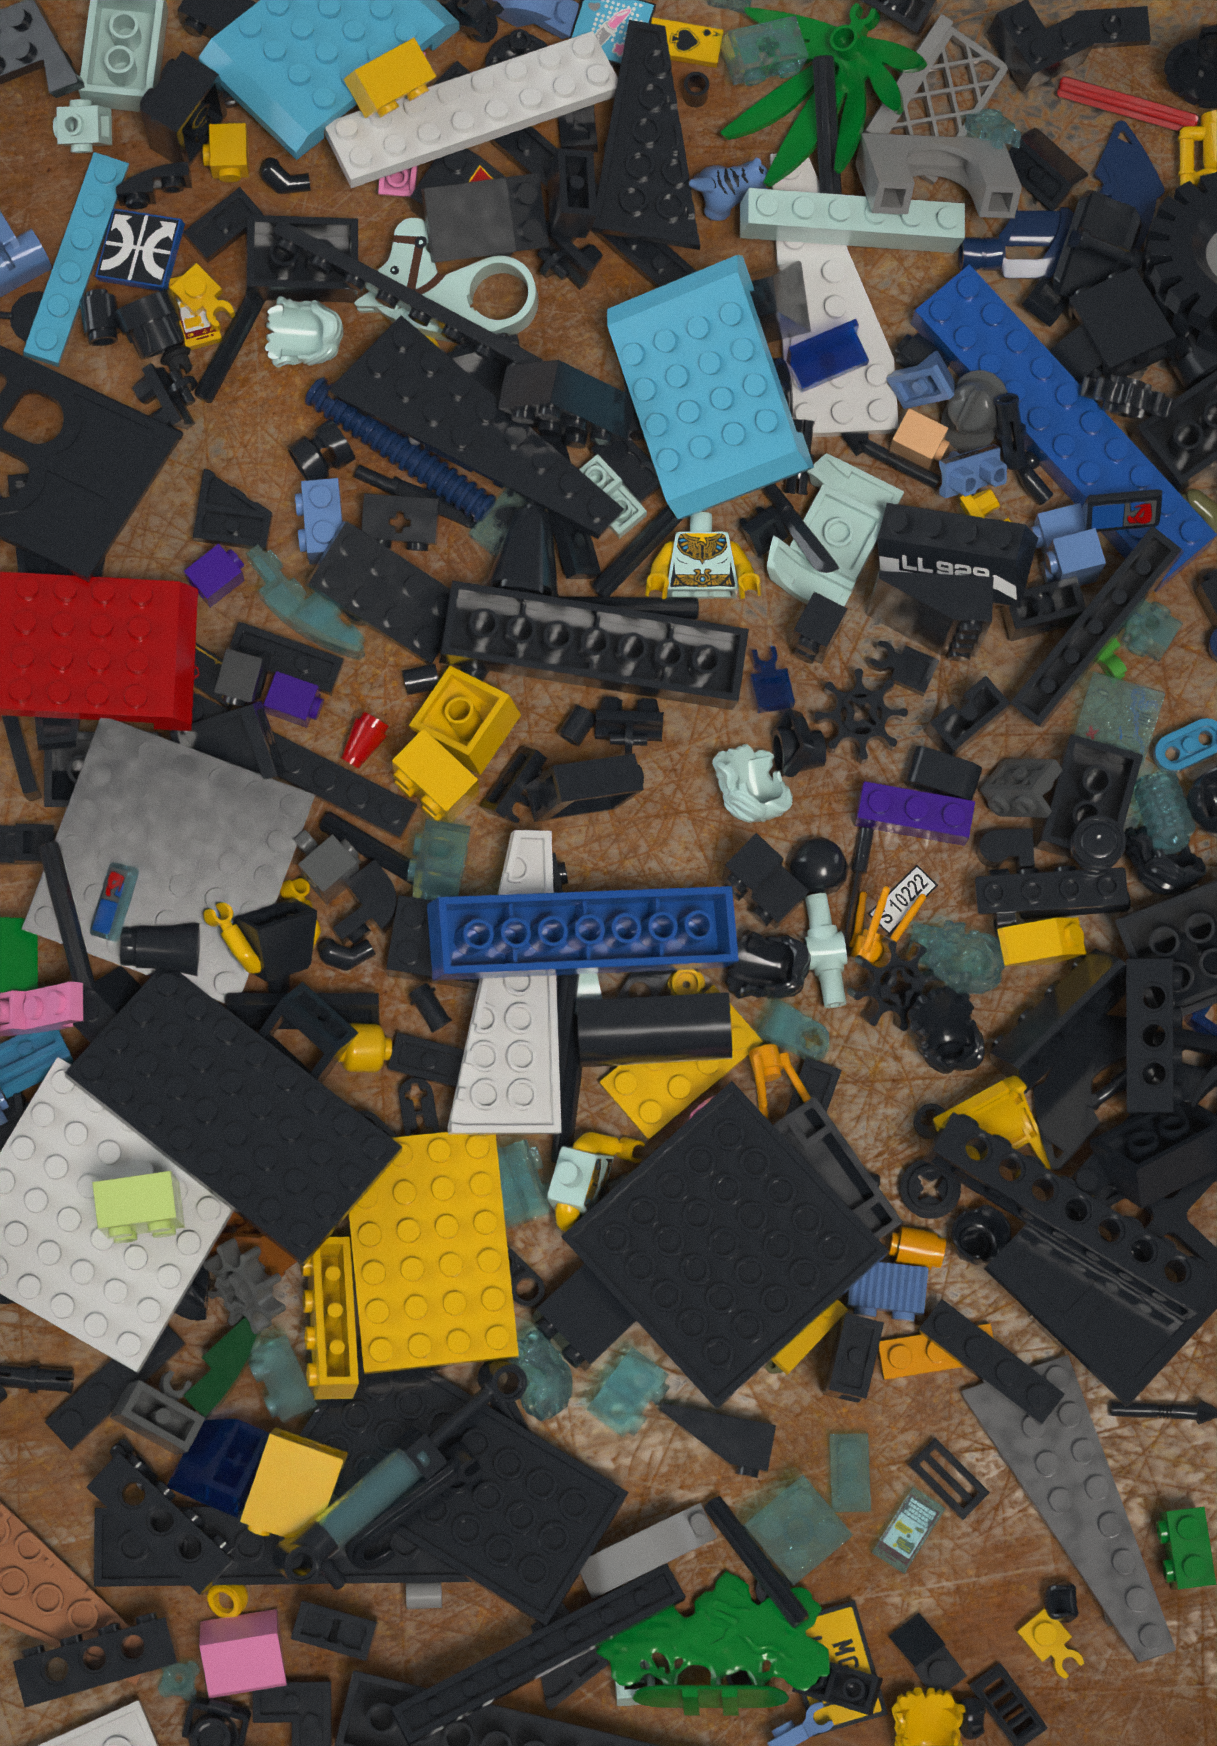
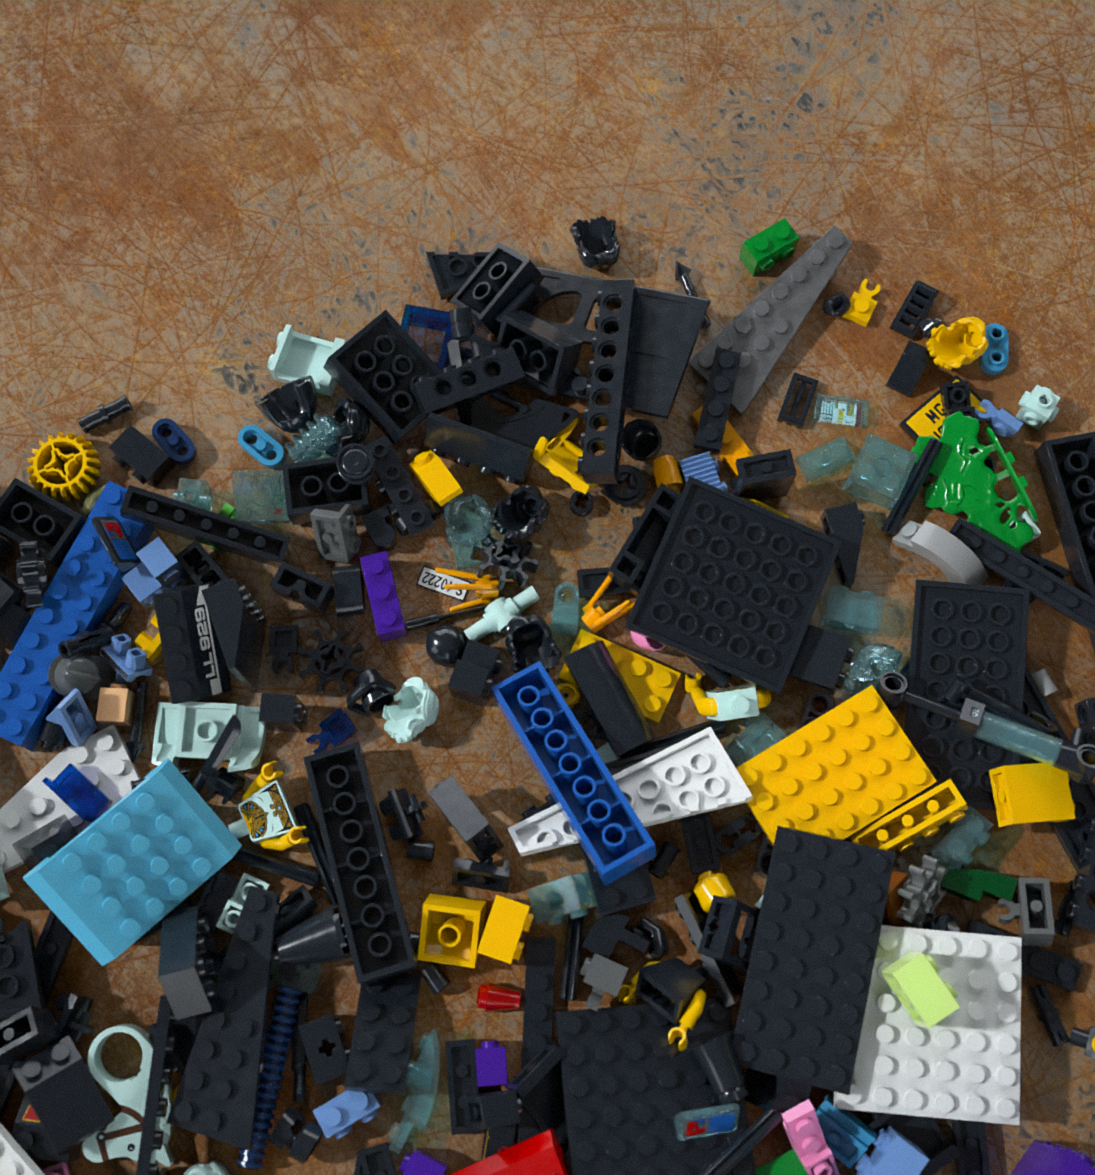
camera: 110 degrees left, 5 degrees down
(221, 1464) = (1040, 852): clear blue slope -> none

